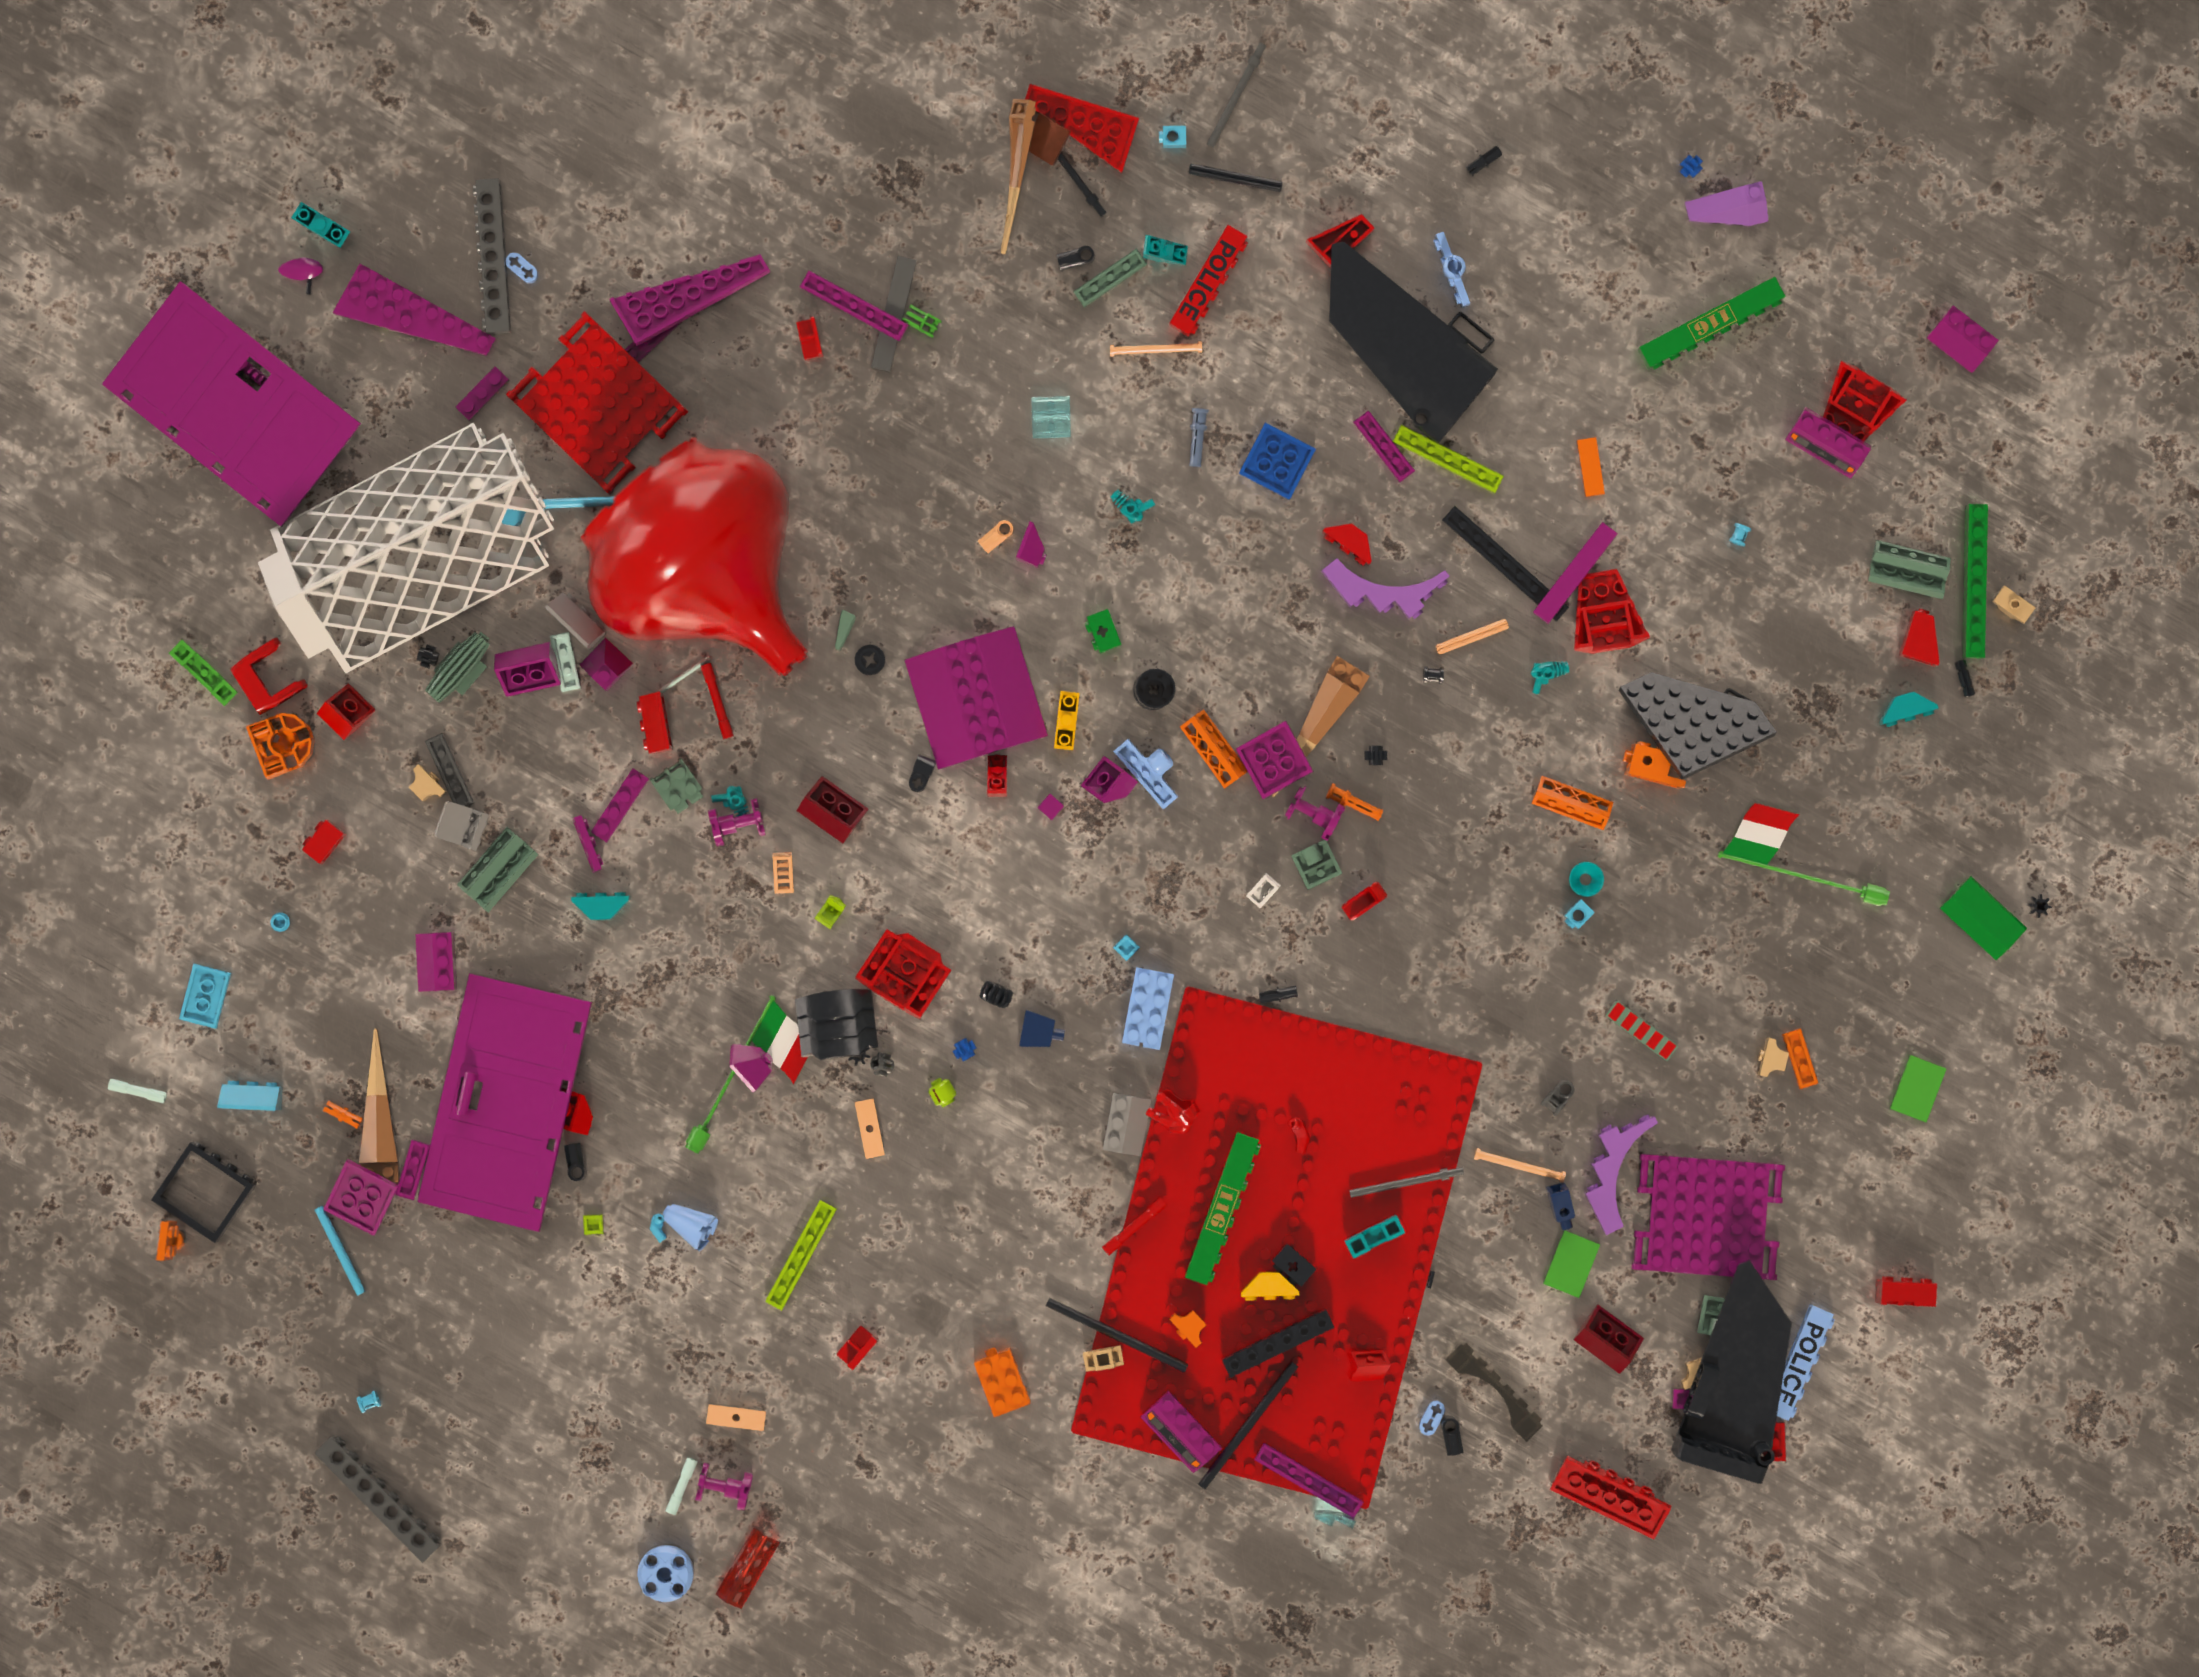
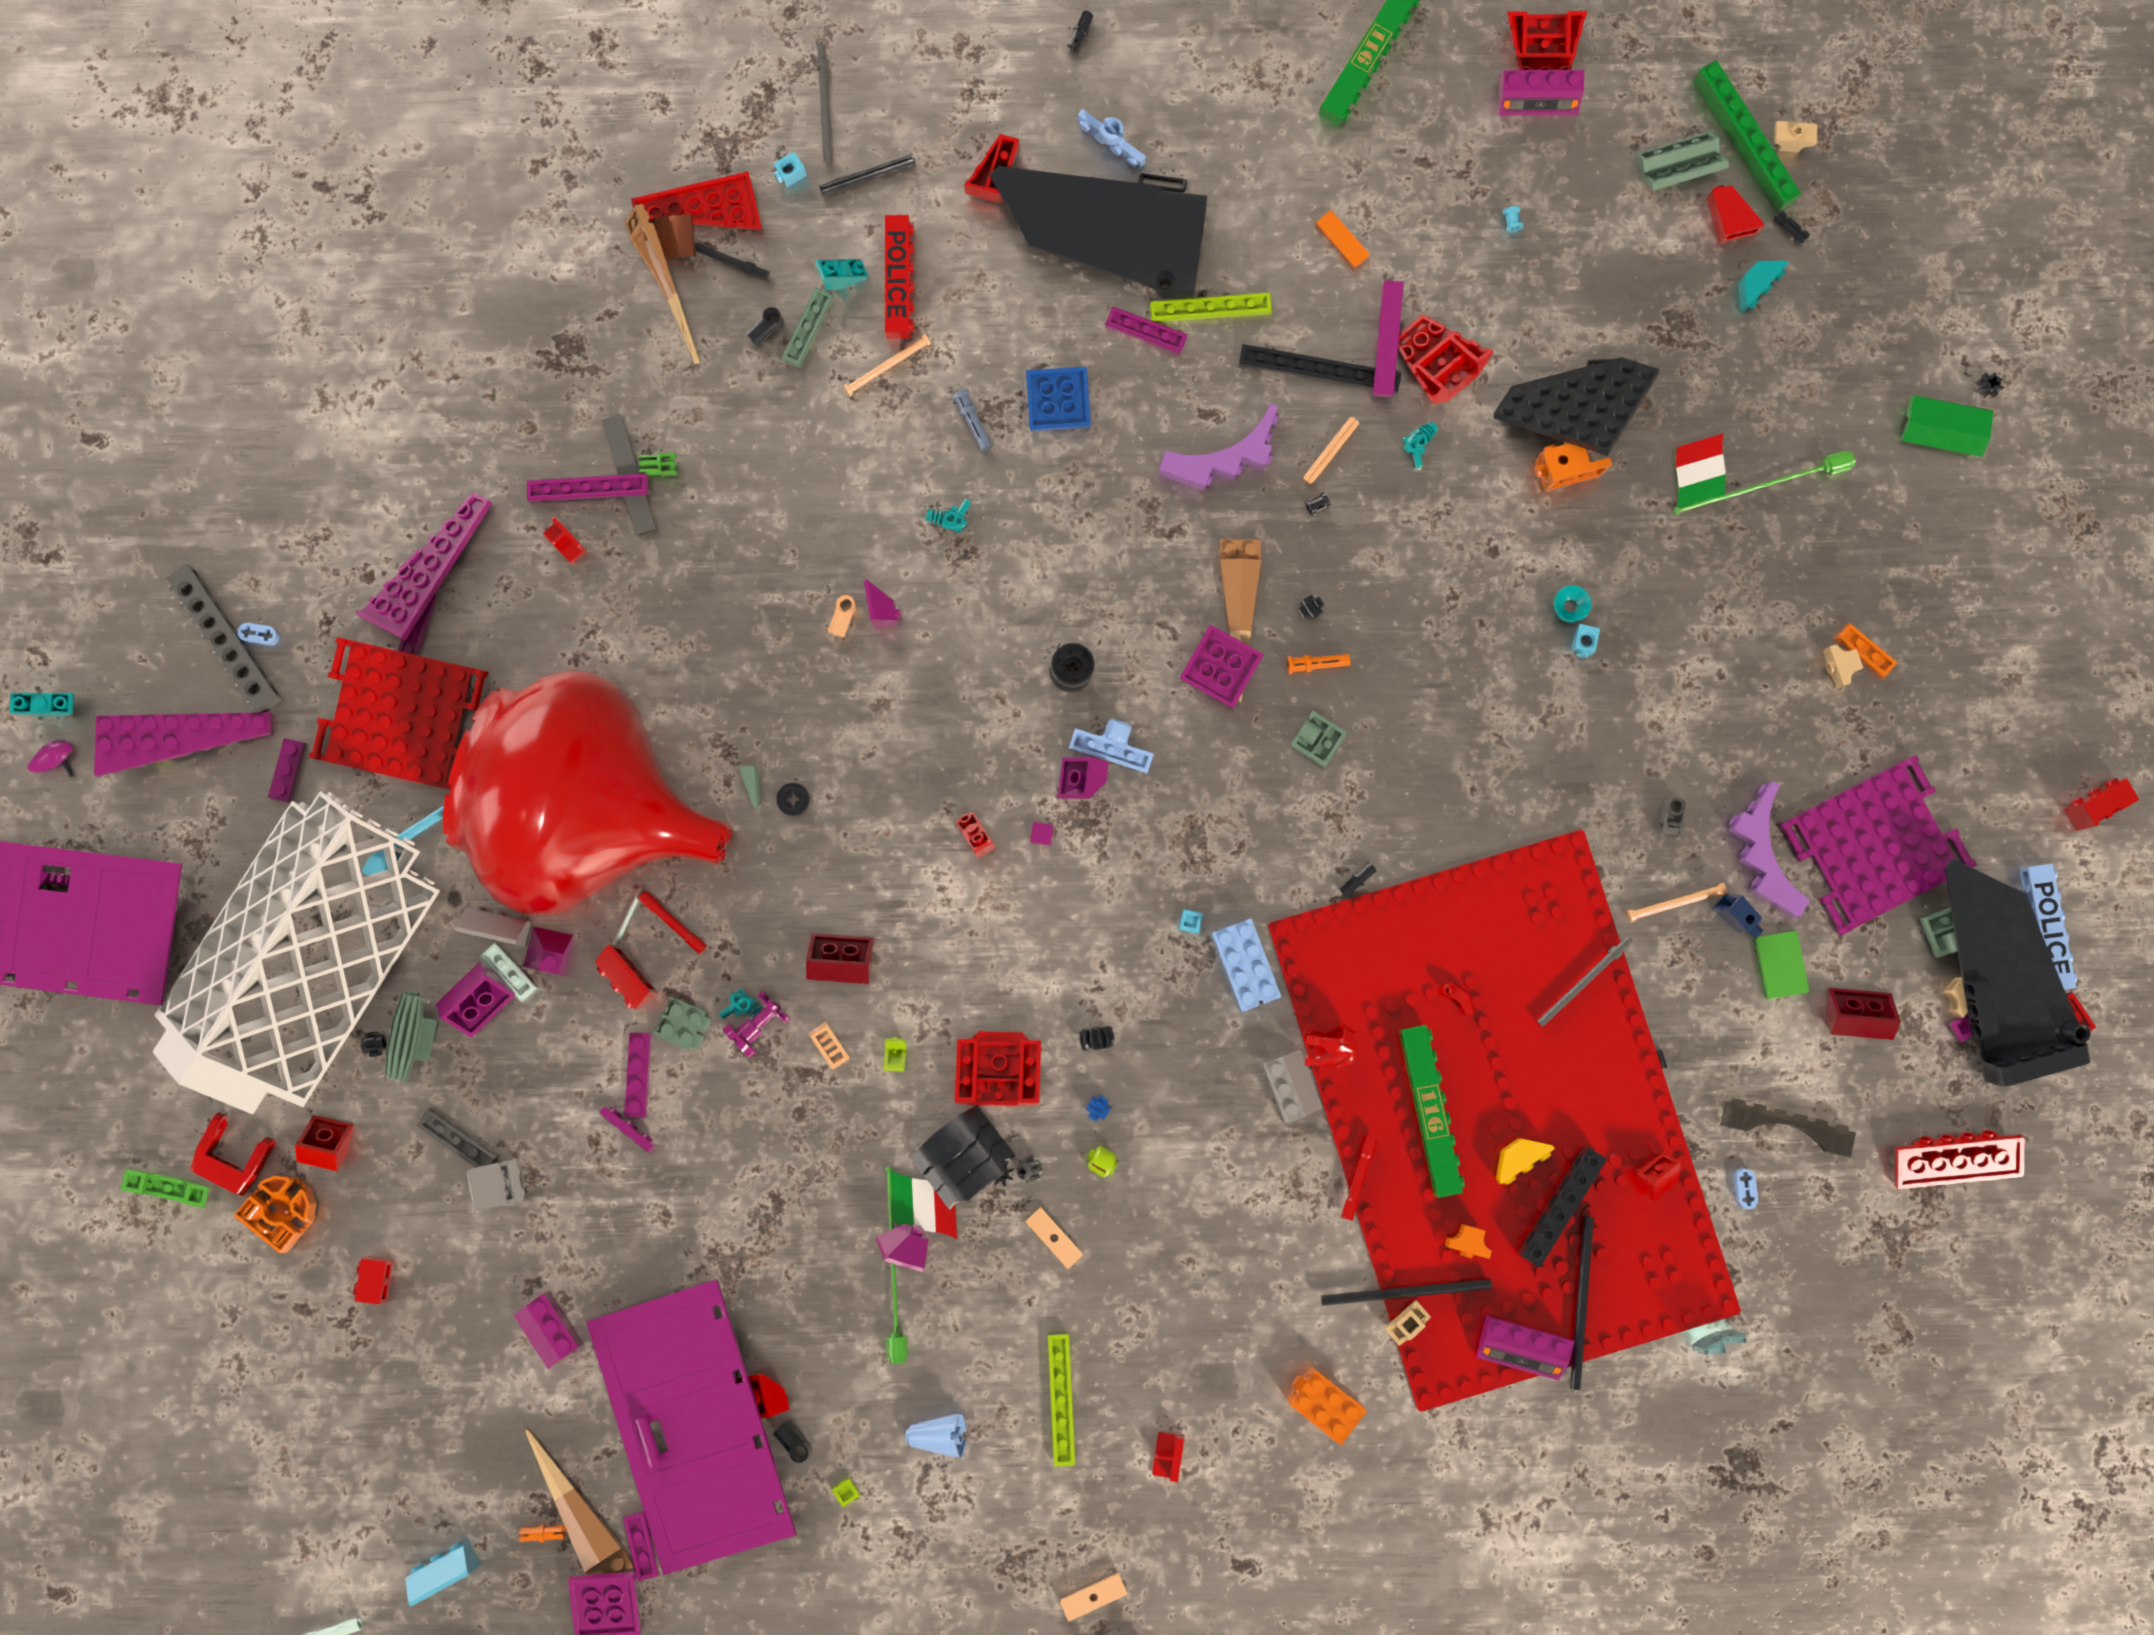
camera: 30 degrees left, 5 degrees down
(205, 996) = (343, 1499): medium azure tile -> none
(280, 922) = (375, 1383): medium azure plate -> none
(426, 784) = (440, 1166): tan brick -> none
(497, 869) = (556, 1205): sand green slope -> none
(601, 906) = (674, 1180): teal slope -> none
(656, 1227) = (907, 1457): medium azure arm -> none
(922, 770) = (903, 871): black piece -> none
(976, 697) = (911, 775): magenta slope -> none
(1039, 1031) = (1157, 1048): dark blue torso -> none
(1051, 417) = (828, 481): clear light blue slope -> none
(1066, 720) = (1008, 744): yellow slope -> none
(1104, 620) = (988, 634): green brick -> none
(1216, 746) = (1162, 684): orange fence -> none
(1263, 890) = (1285, 791): white slope -> none
(1288, 1254) = (1542, 1122): black brick -> none
(1308, 1480) = (1671, 1320): magenta tile -> none
(1321, 816) = (1296, 690): magenta piece -> none
(1351, 541) = (1168, 429): red slope -> none
(1364, 900) = (1383, 745): red animal -> none
(1374, 1236) = (1591, 1043): teal arch -> none
(1452, 1437) = (1776, 1194): black piece -> none
(1572, 806) = (1517, 546): orange fence -> none
(1641, 1030) = (1708, 711): tile -> none
(1918, 1088) = (1988, 613): bright green tile -> none

